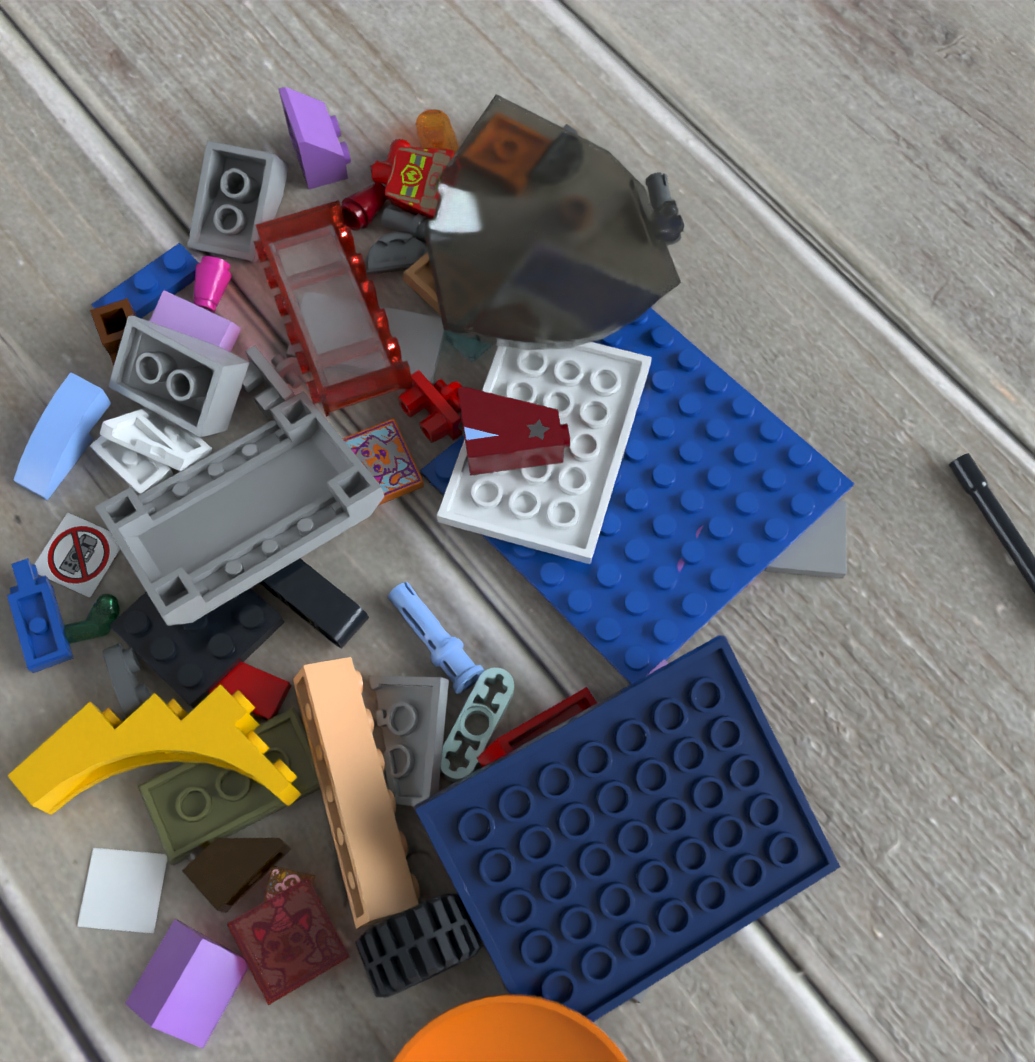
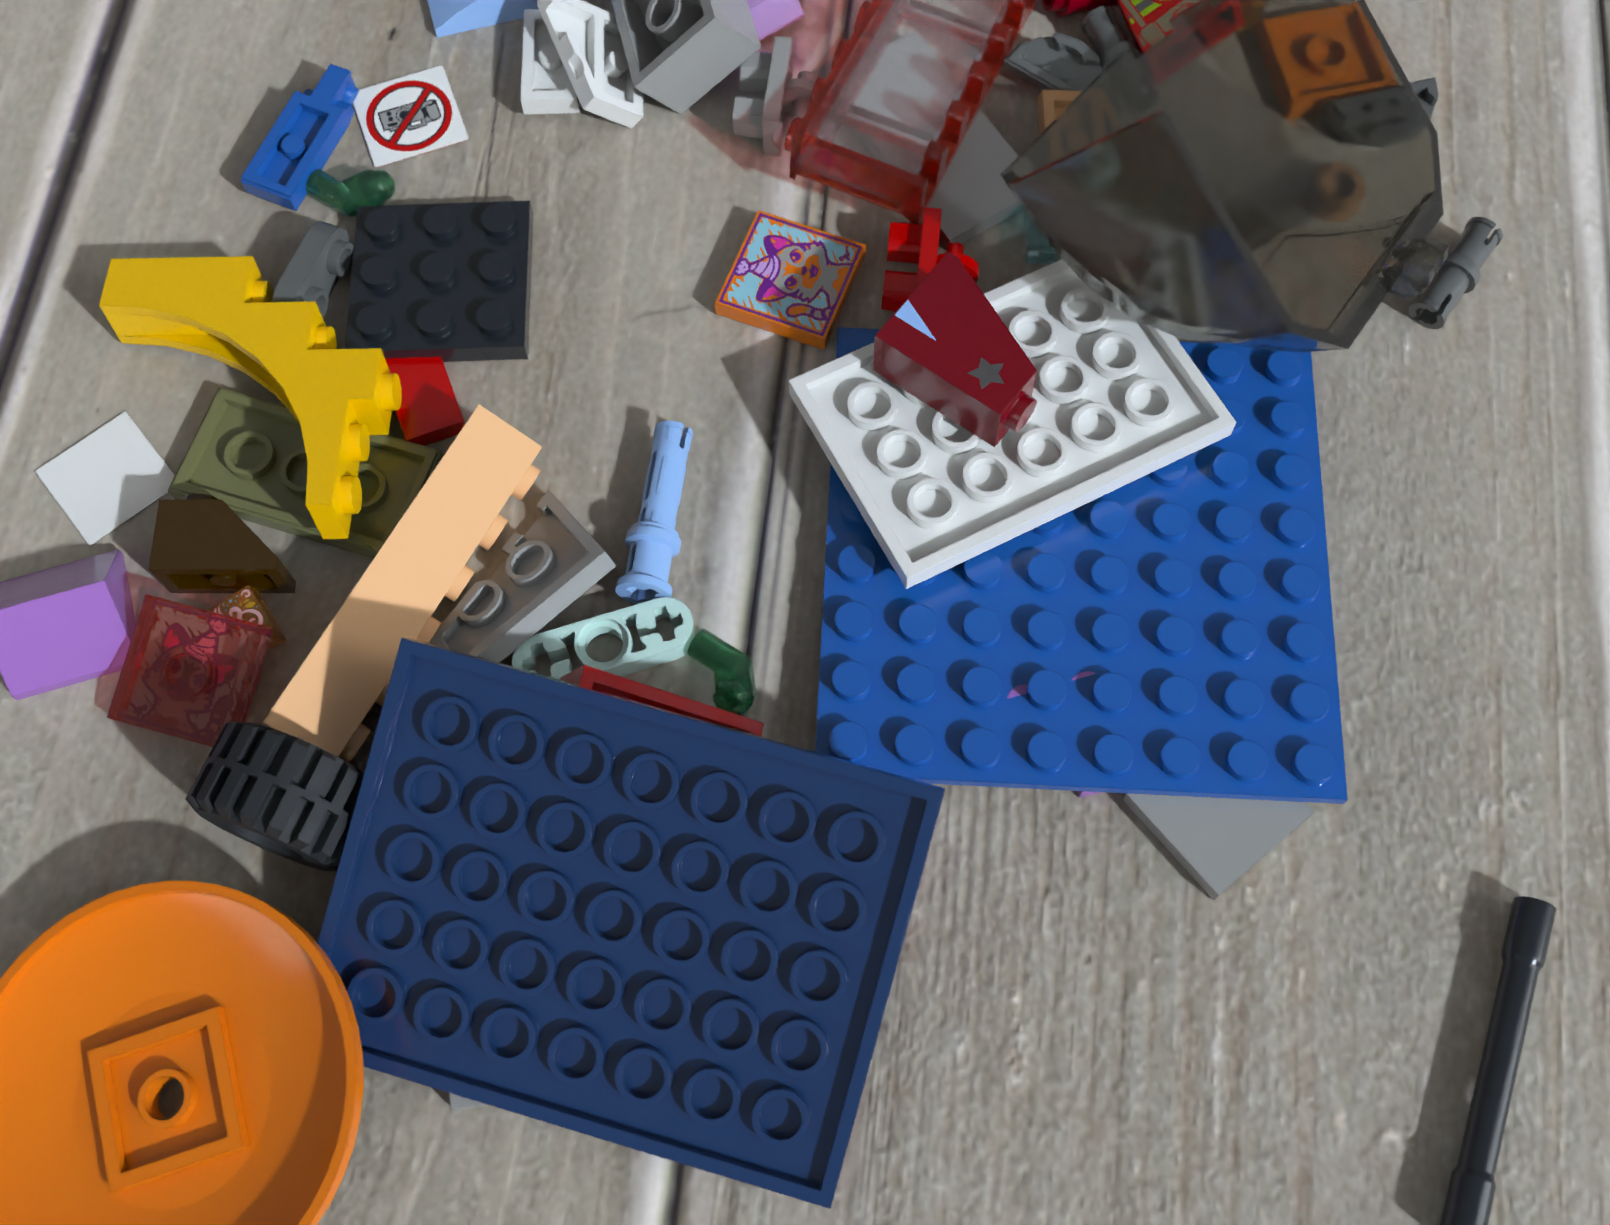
camera: 50 degrees right, 0 degrees up
(242, 512) = (590, 199): light grey slope -> none
(317, 601) = (576, 356): black beam -> none
(547, 678) = (732, 671): none -> clear green arm

